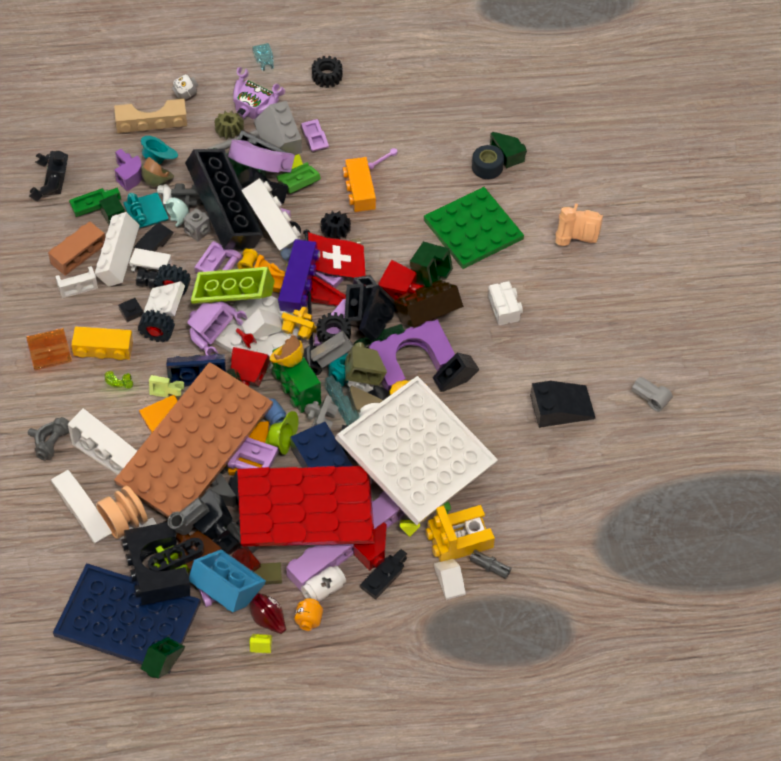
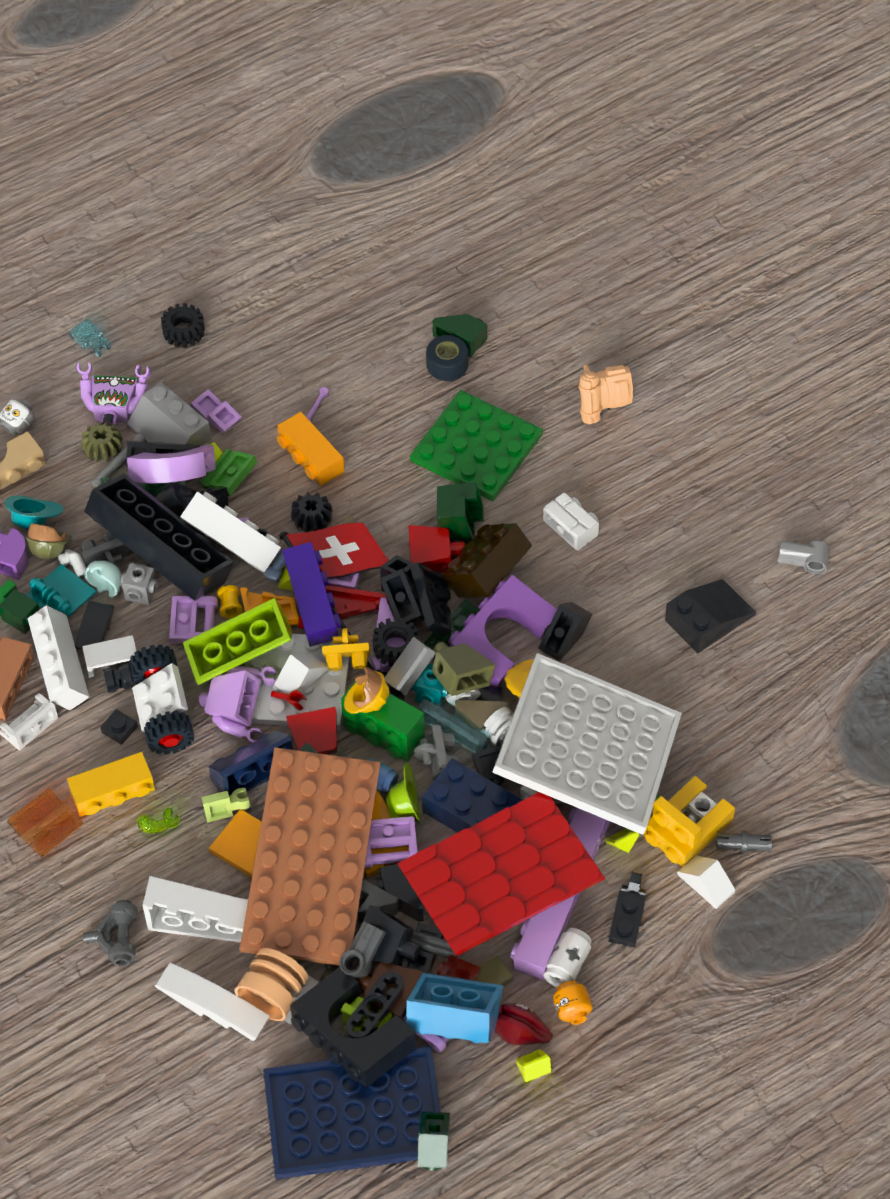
camera: 25 degrees left, 0 degrees up
(373, 554) = (603, 894): red slope -> none

